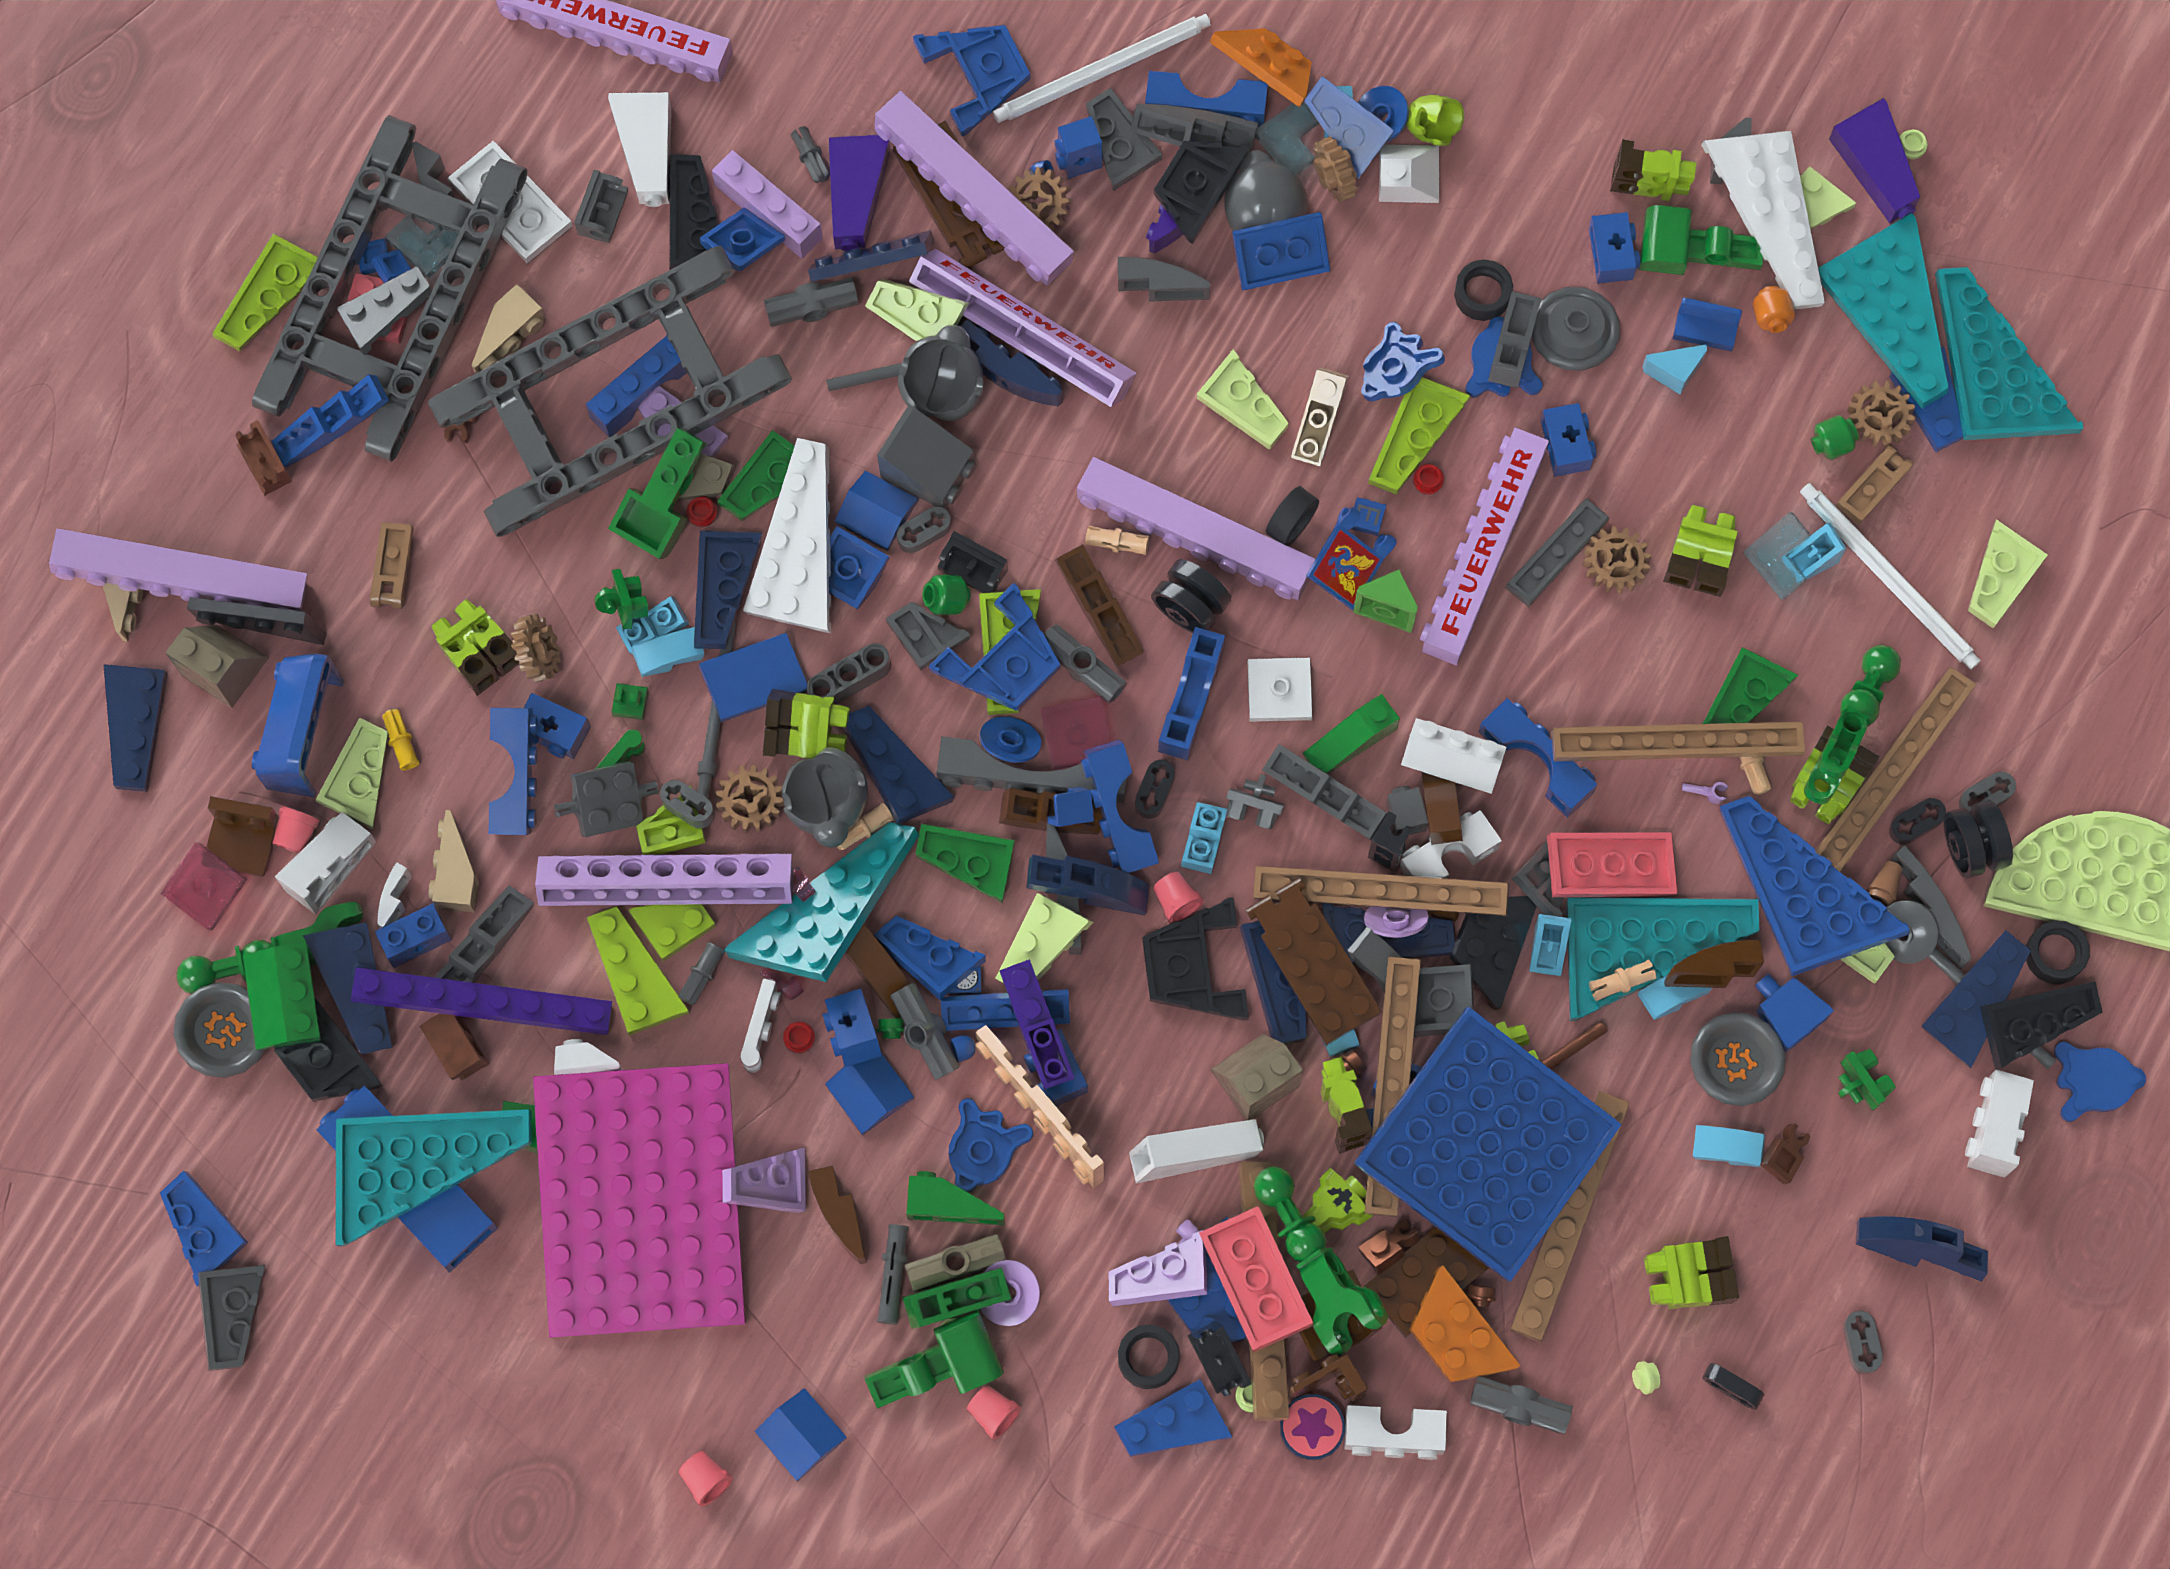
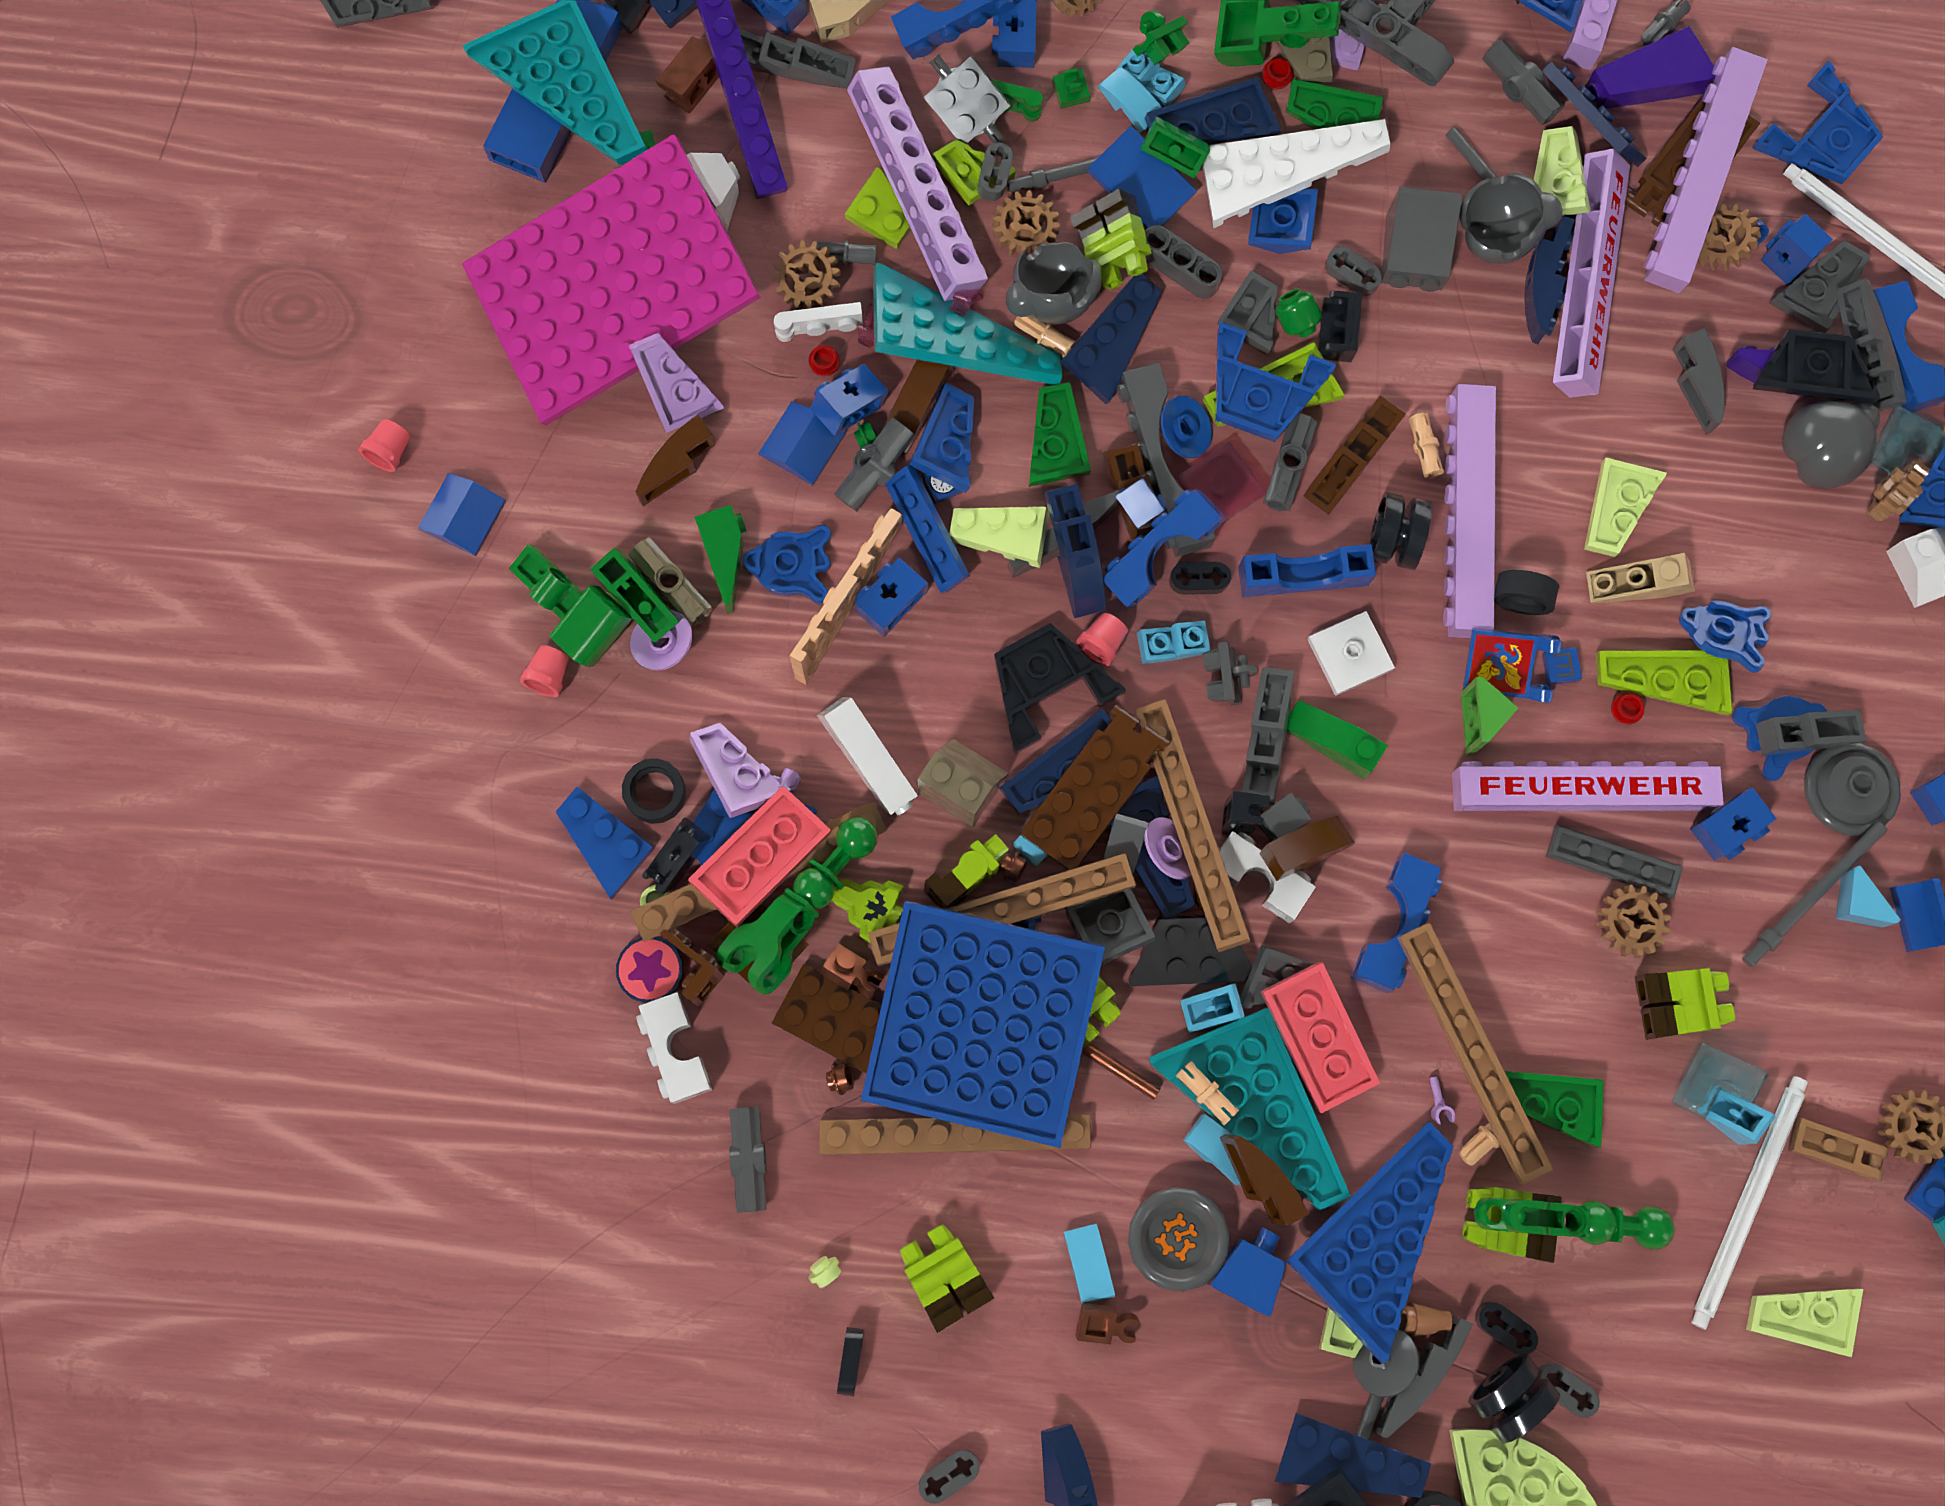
camera: 60 degrees right, 5 degrees up
(635, 978) = (823, 194): lime wing -> none
(722, 1028) = (808, 262): none -> medium nougat gear
(739, 632) = (1175, 147): none -> green slope
(875, 510) = (1352, 220): blue slope -> none
(892, 1275) = (633, 533): dark grey pin -> none
(962, 1047) = (875, 506): blue hinge -> none
(1036, 1024) = (917, 557): dark purple slope -> none
(1281, 251) = (1788, 475): blue tile -> none
(1453, 755) = (1357, 839): white slope -> none
(1457, 1333) = (791, 1071): orange wing -> none
(1489, 269) = (1864, 668): black tyre -> none
(1676, 454) = (1771, 938): none -> dark grey bar
(1834, 437) = (1868, 1089): green head -> none
(1872, 1091) = (1223, 1363): green hips -> none
(1895, 768) = (1551, 1284): medium nougat plate -> none

